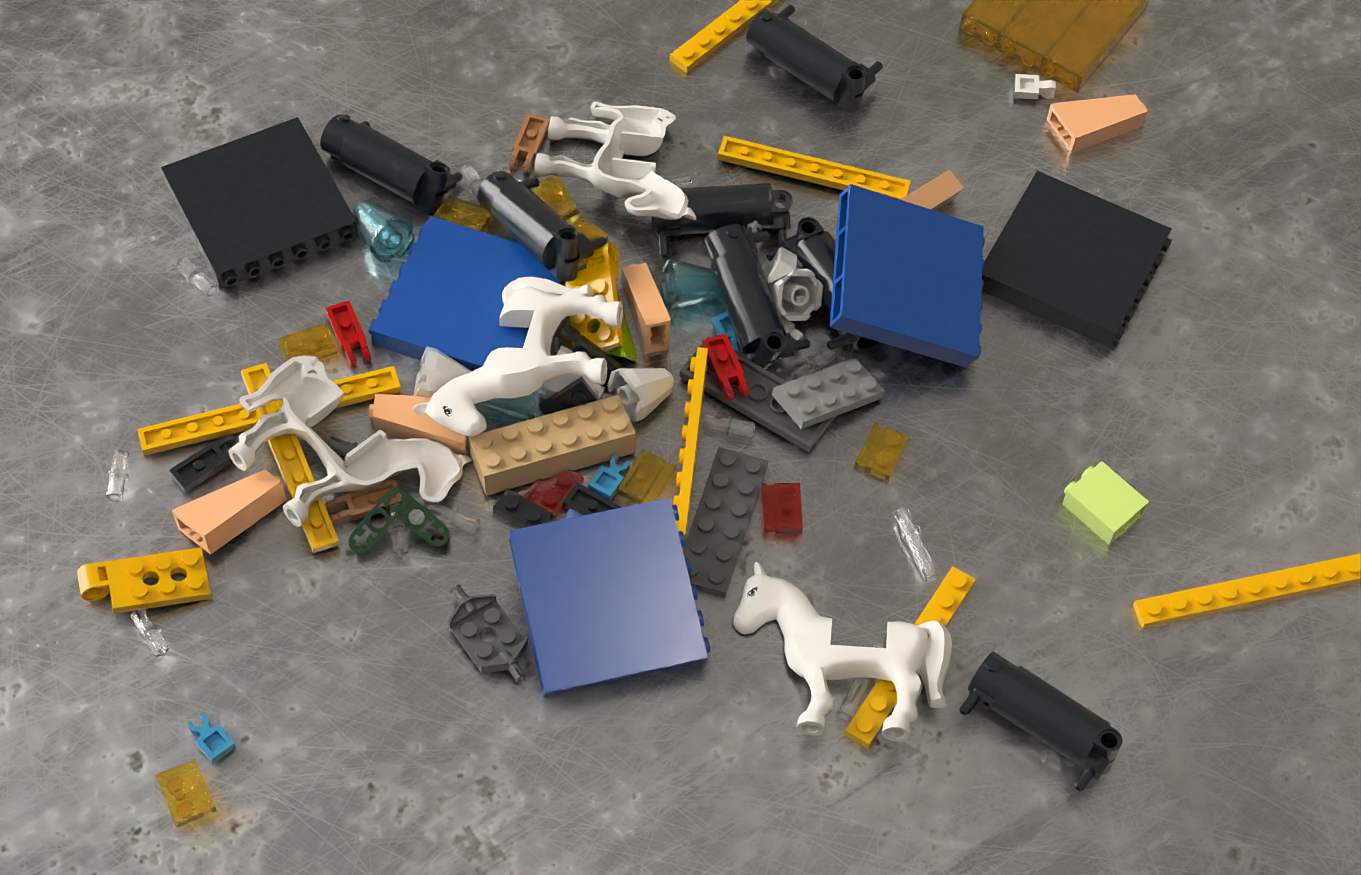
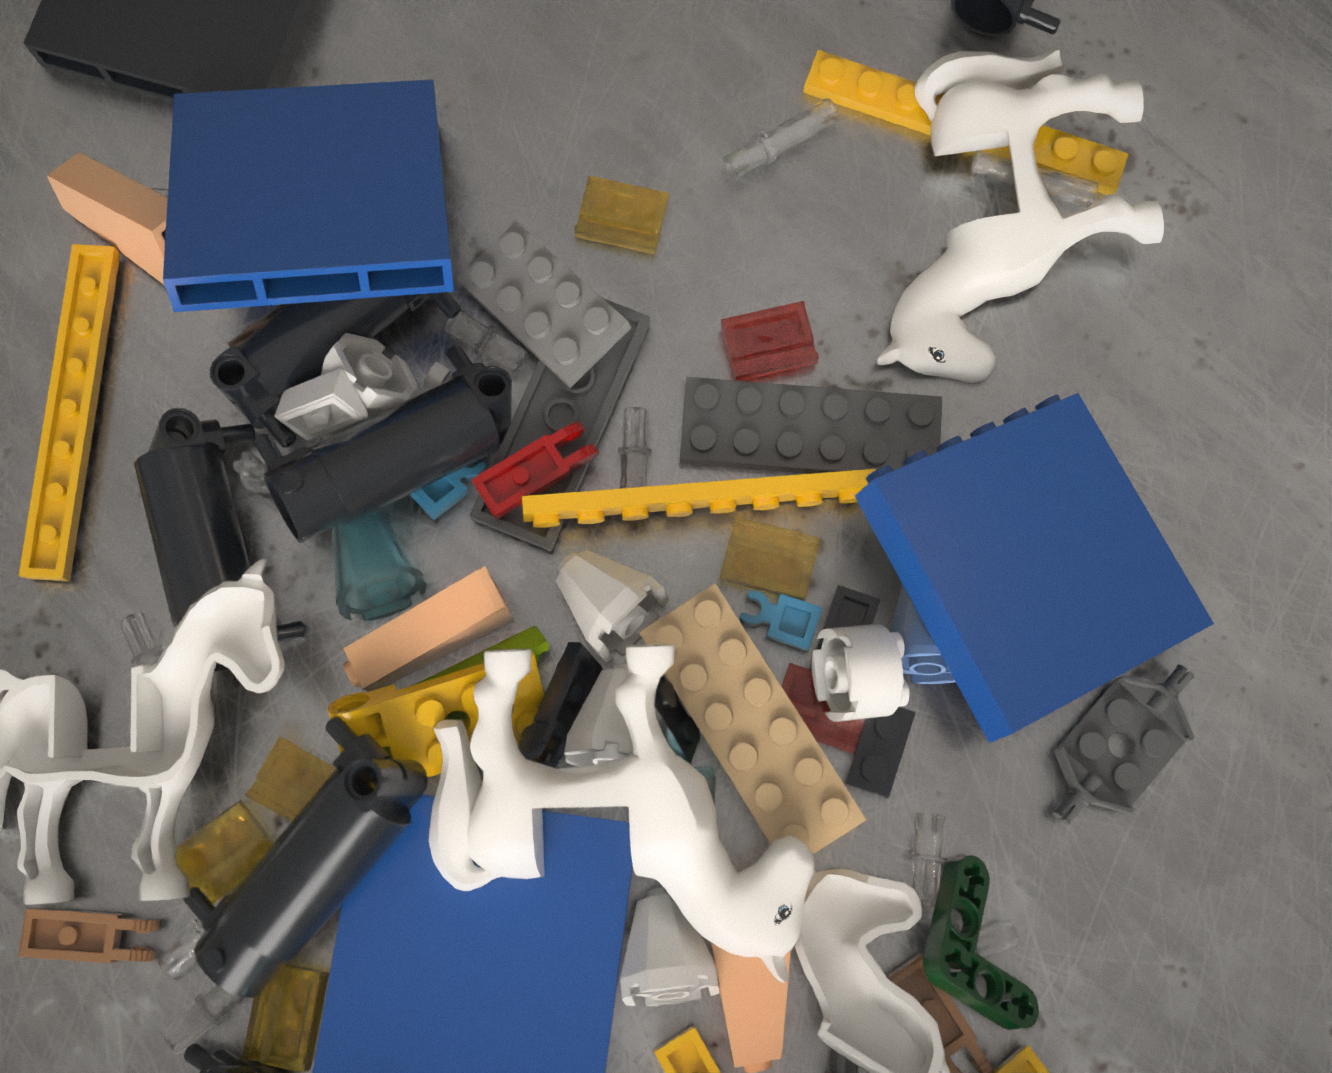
camera: 100 degrees left, 20 degrees up
(566, 489) = (860, 672): none -> white brick

